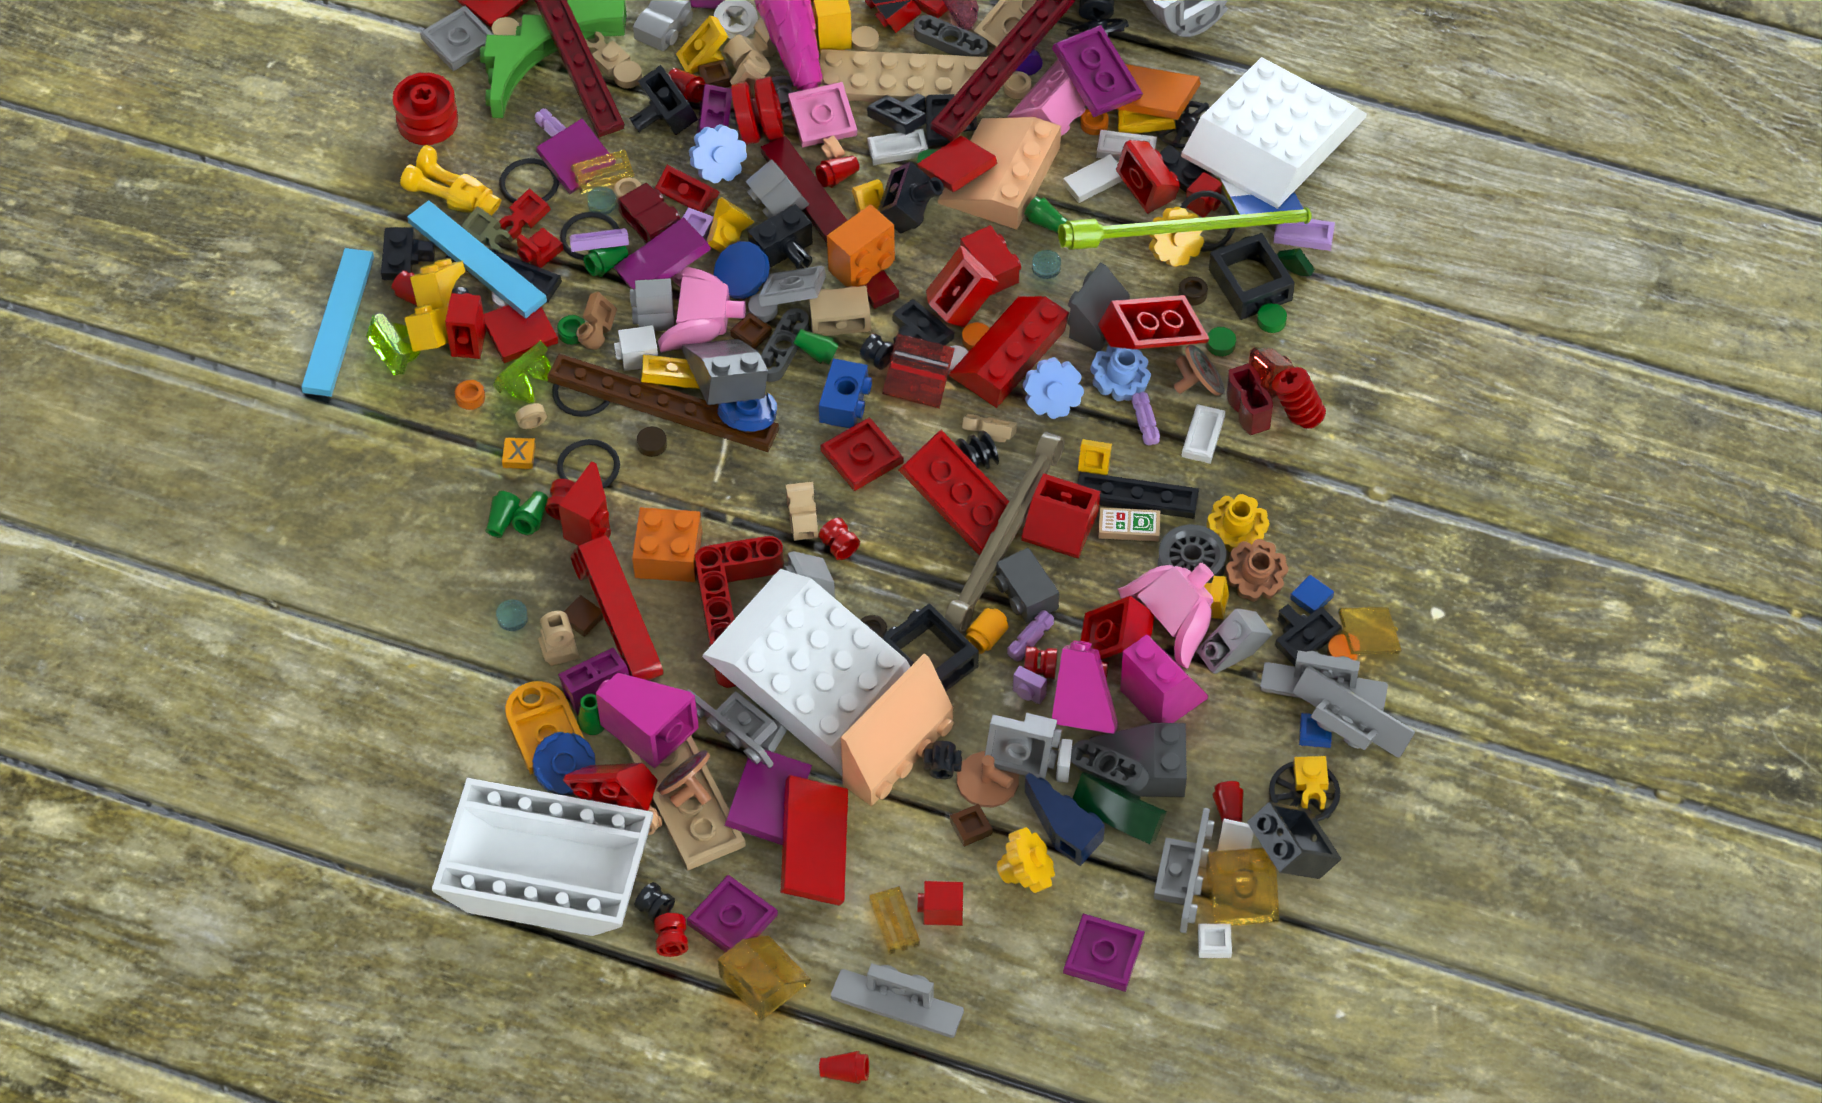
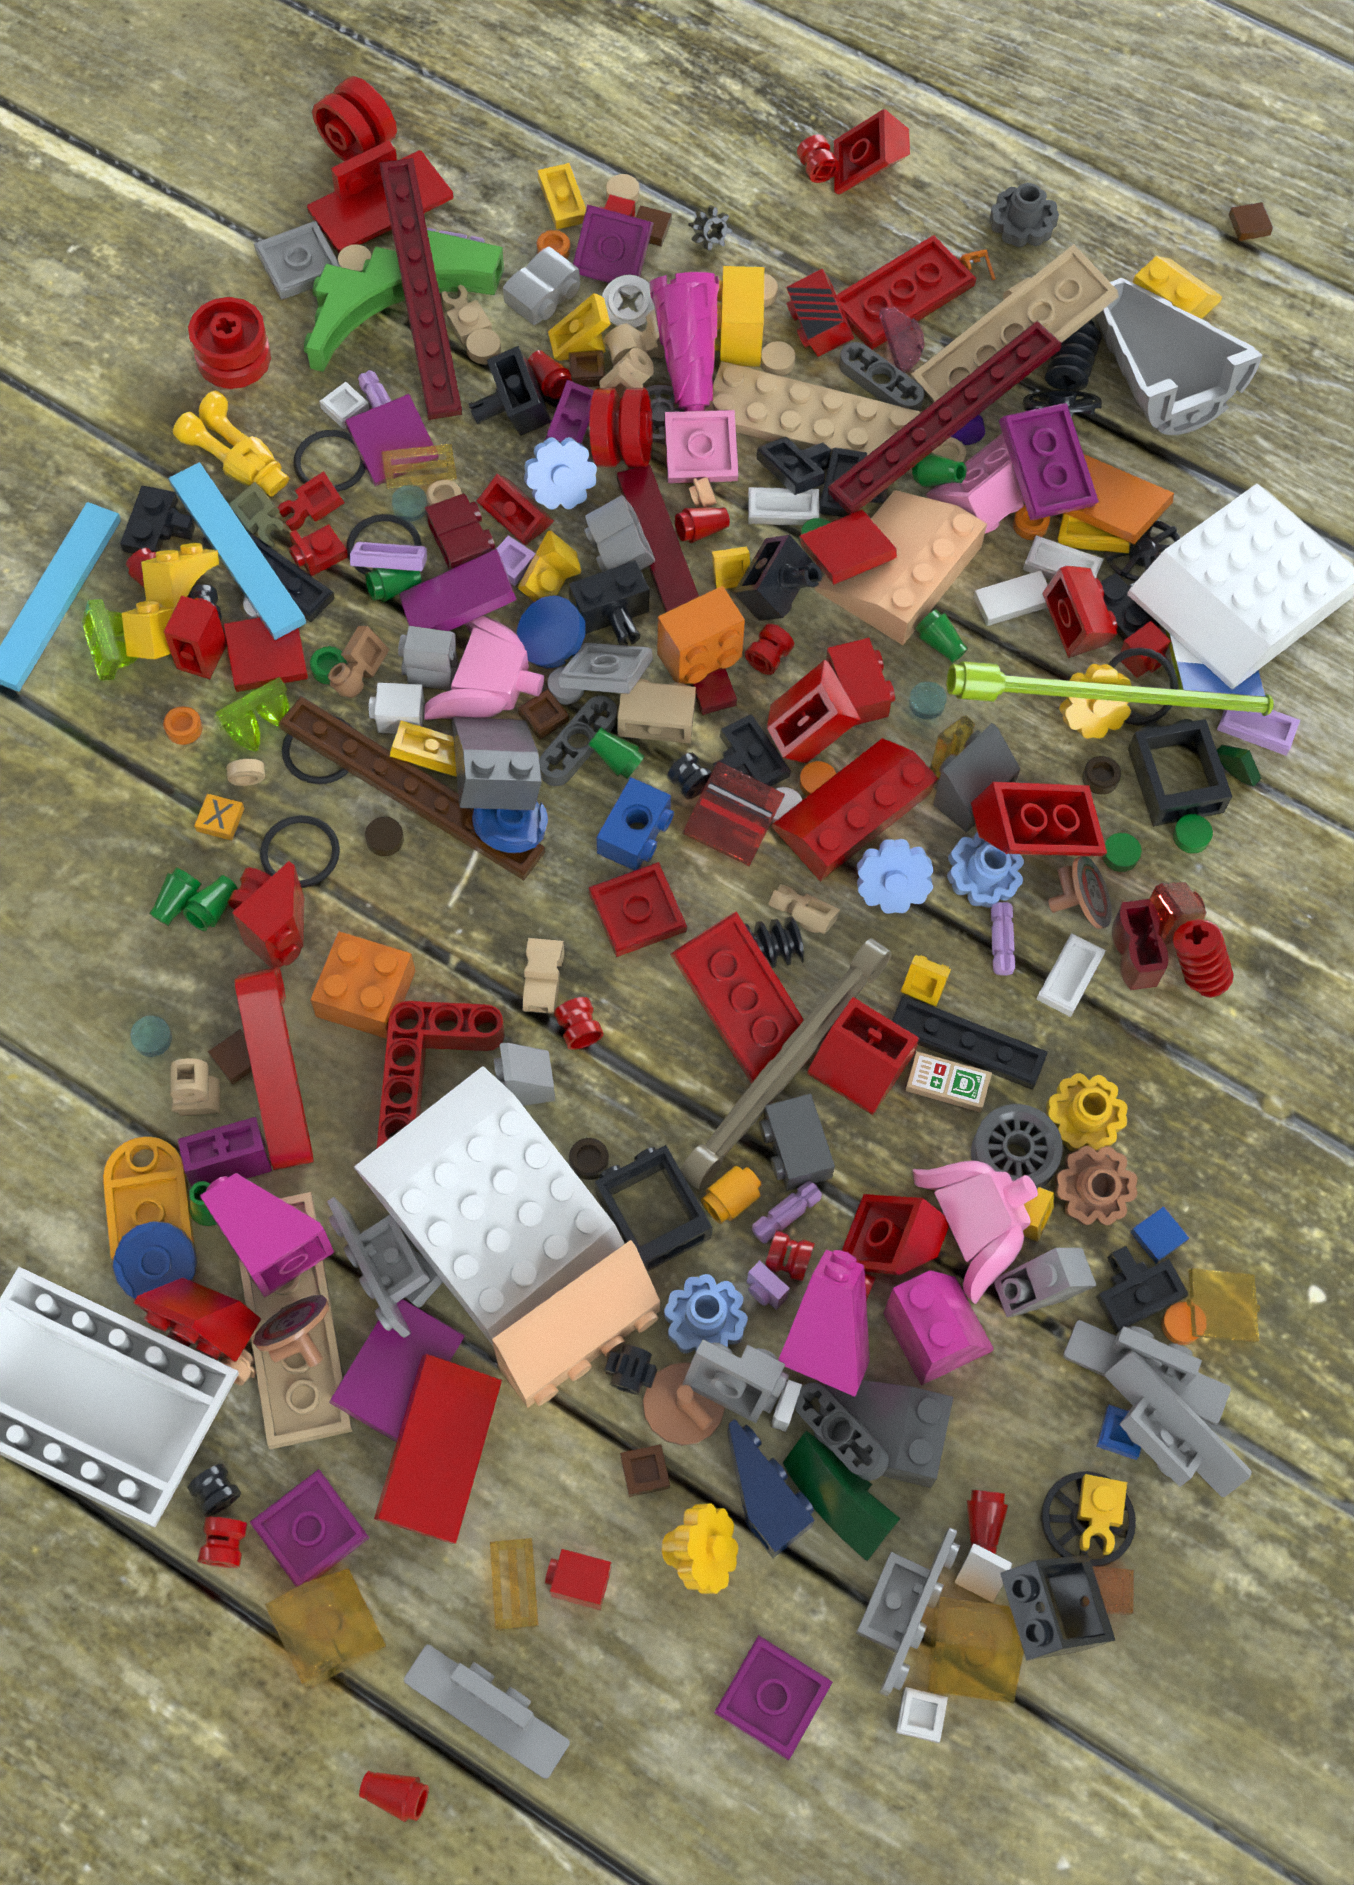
camera: 10 degrees right, 10 degrees up
(528, 138) = (343, 404): none -> white tile
(915, 247) = (769, 649): none -> red wheel
(978, 709) = (705, 1313): none -> light blue plant
(1013, 96) = (938, 470): none -> green cone
(1069, 286) = (945, 746): none -> clear yellow tile
(1336, 830) = (1116, 1589): none -> clear orange tile

